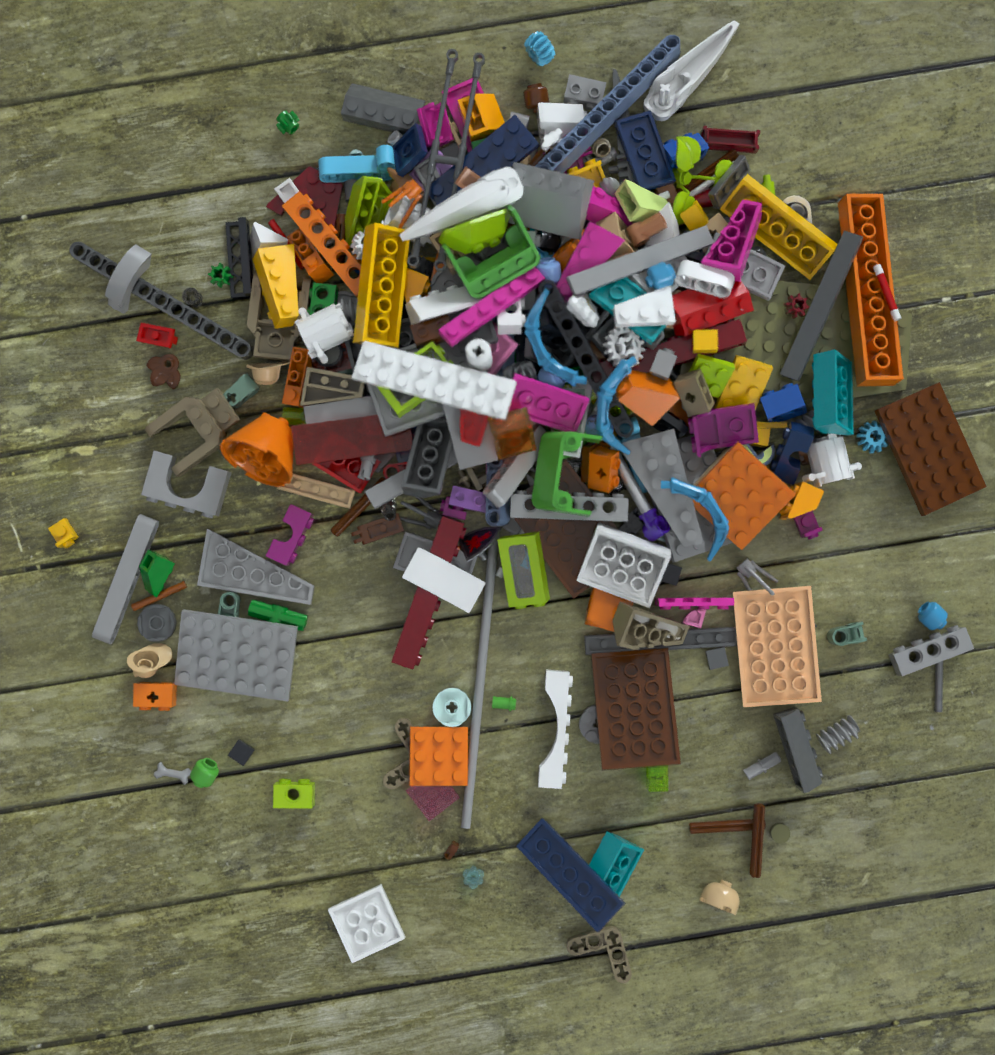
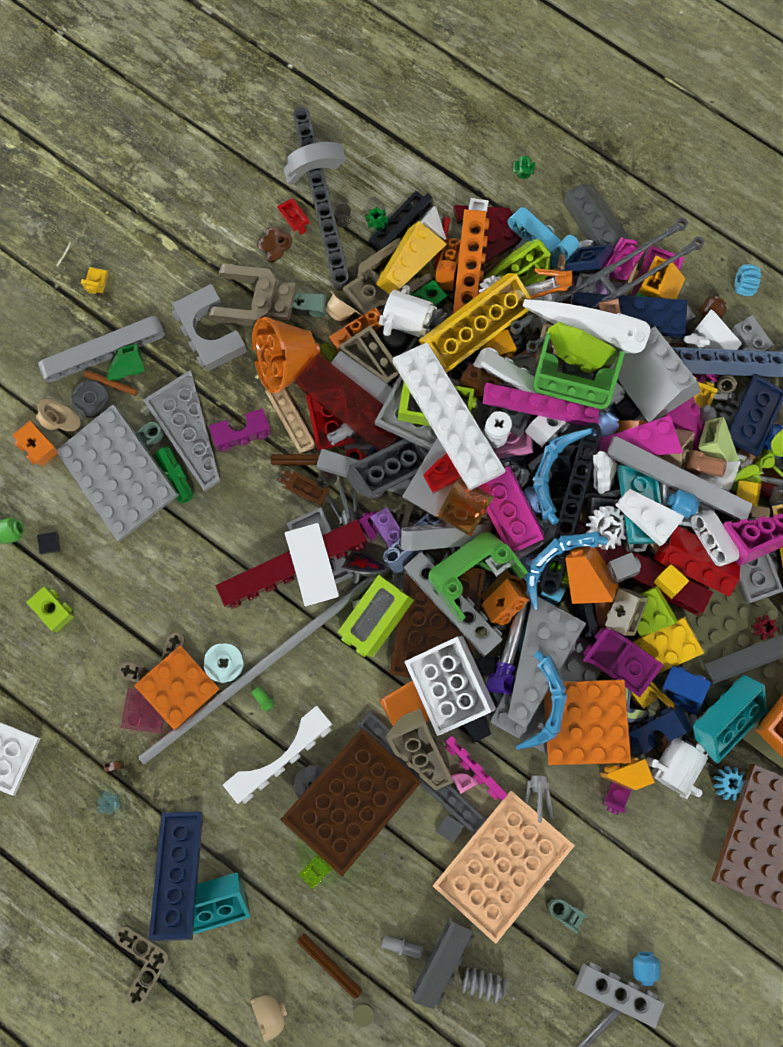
camera: 45 degrees right, 10 degrees down
(757, 840) = (340, 1001): reddish brown axle -> none

